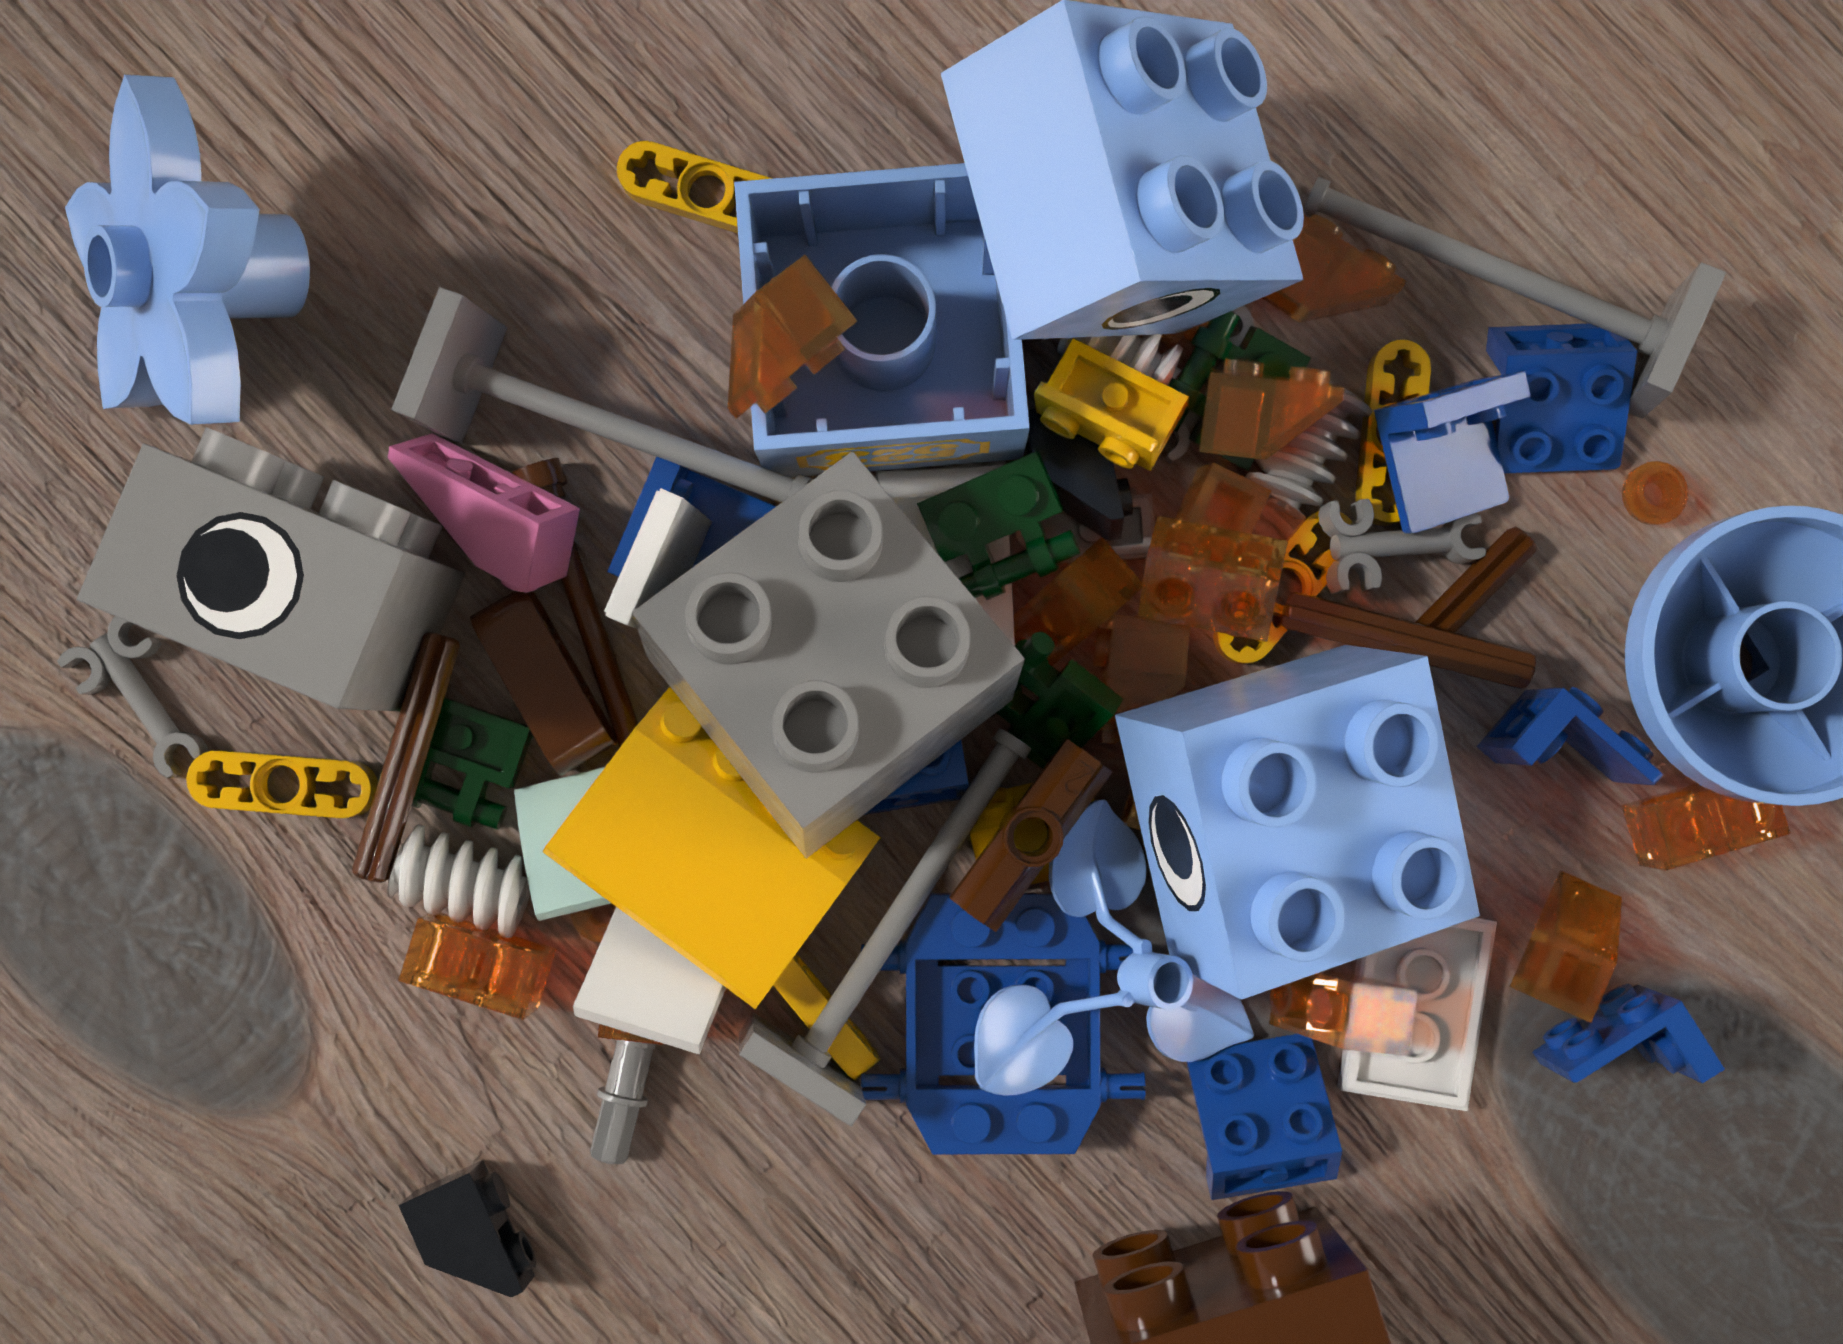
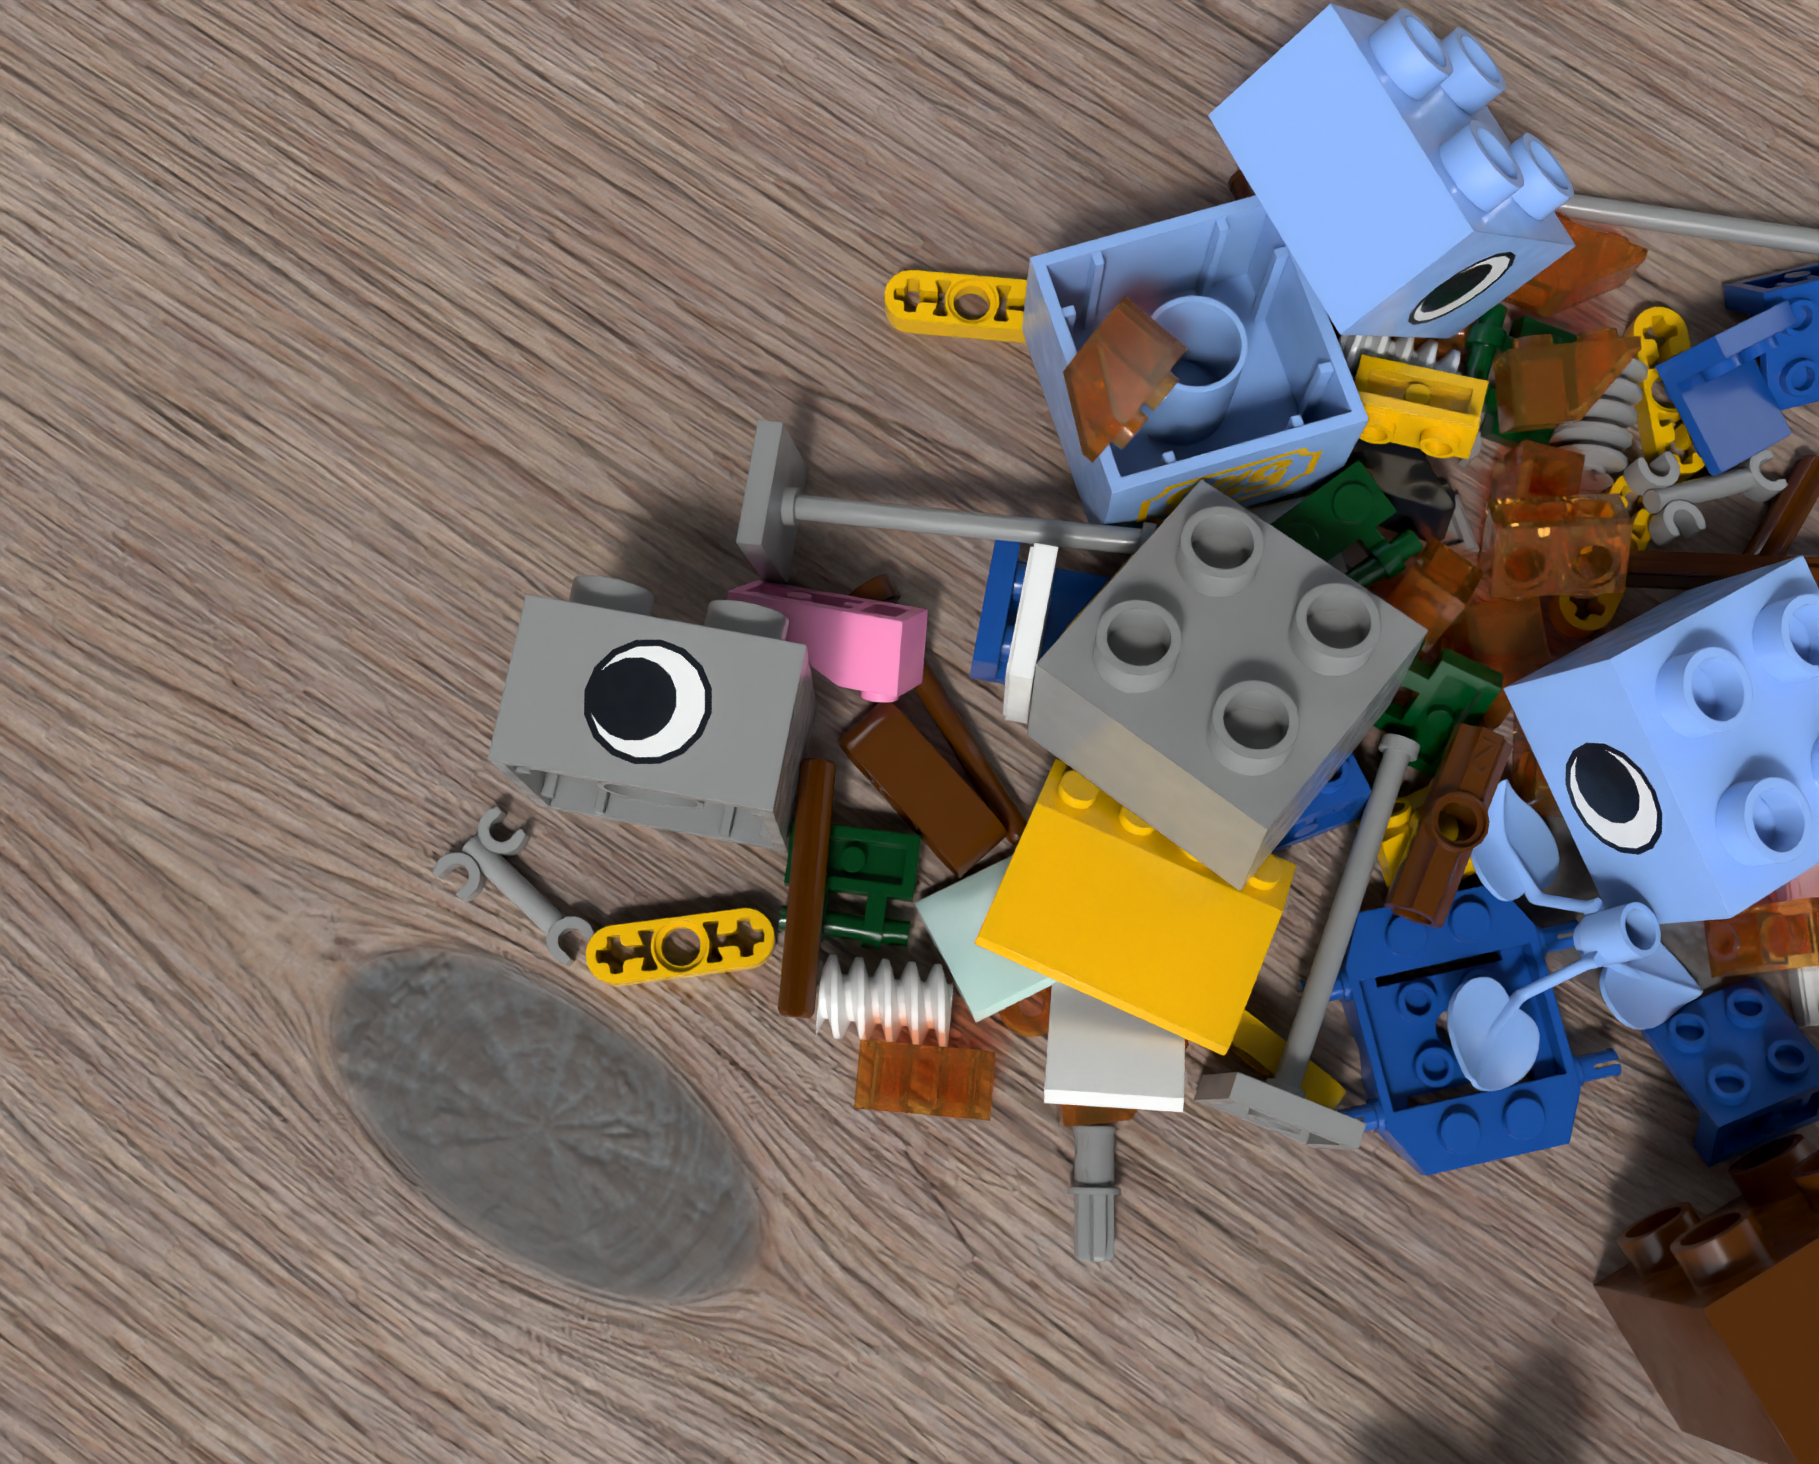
camera: 20 degrees left, 10 degrees down
(177, 262) = (495, 451): light blue plant -> none
(467, 1232) = (968, 1368): black slope -> none

